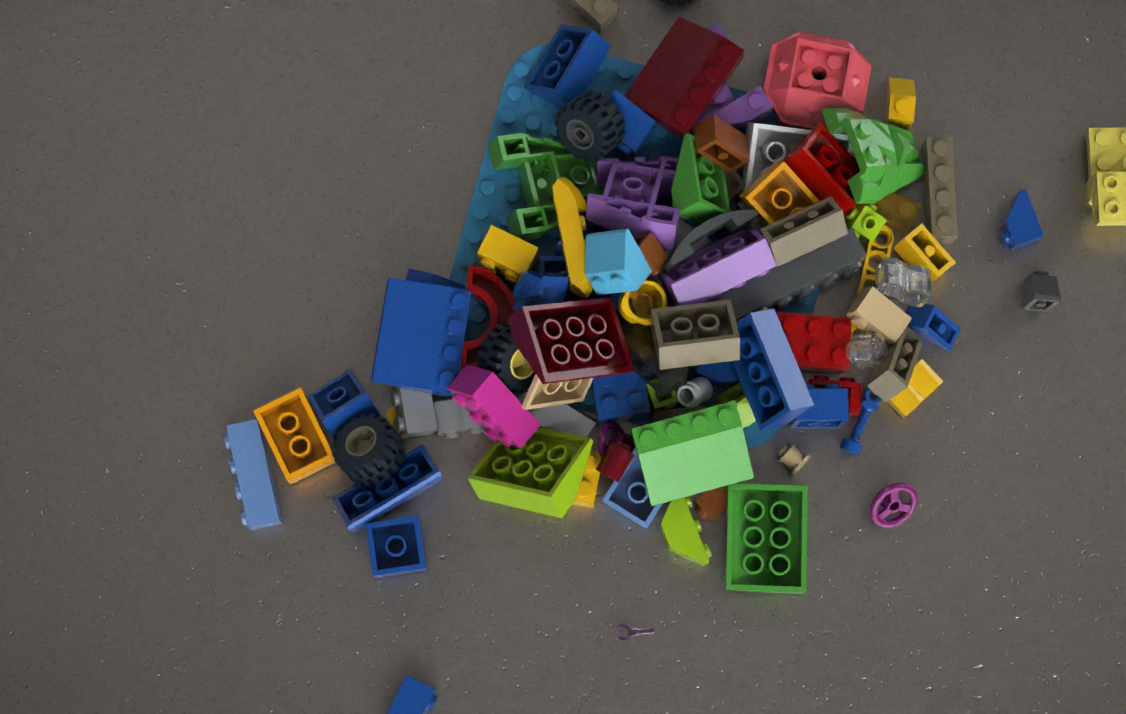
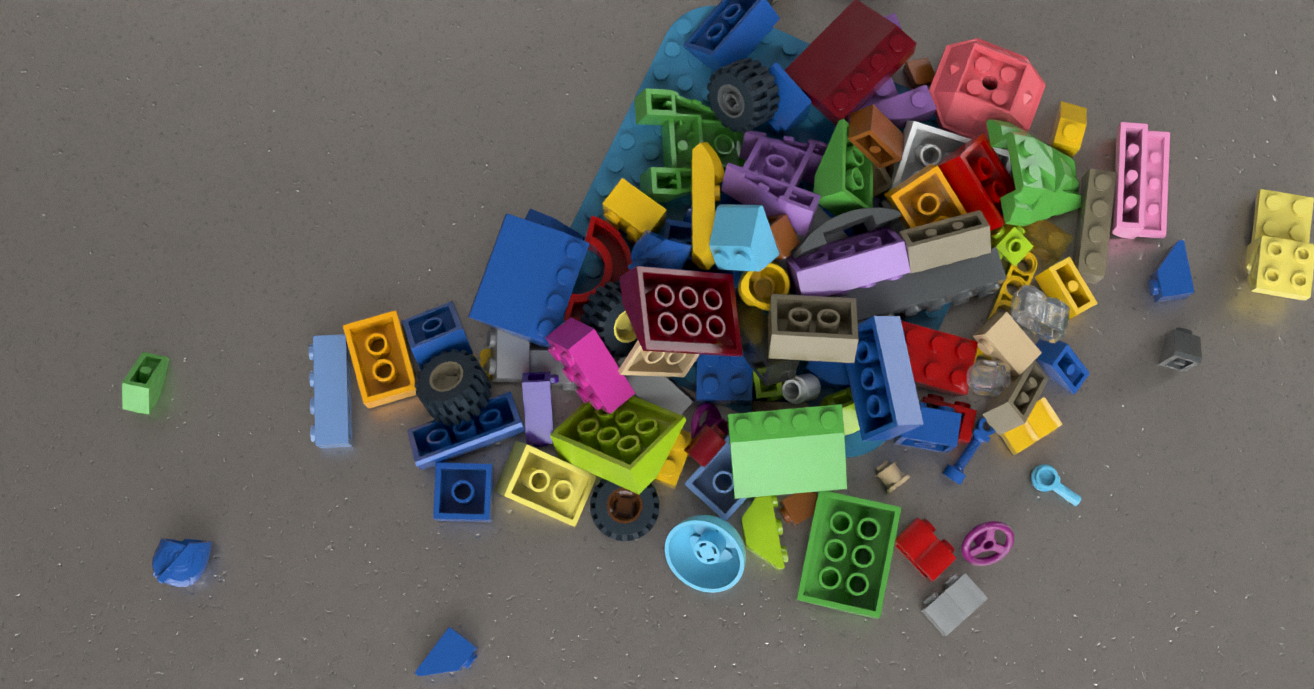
camera: 10 degrees right, 0 degrees up
(74, 499) = (144, 383): none -> bright green slope
(141, 660) = (180, 561): none -> blue helmet
(452, 454) = (538, 407): none -> brick
(470, 524) = (545, 483): none -> light yellow slope
(549, 538) = (623, 513): none -> black wheel
(633, 562) = (706, 553): none -> medium azure piece
(634, 632) = (695, 626): clear purple hand -> none
(751, 74) = (919, 72): none -> dark orange slope
(836, 521) = (924, 549): none -> red brick
(872, 566) = (953, 604): none -> light grey brick
(937, 434) = (1046, 478): none -> medium azure plate
(976, 141) = (1141, 182): none -> bright pink brick

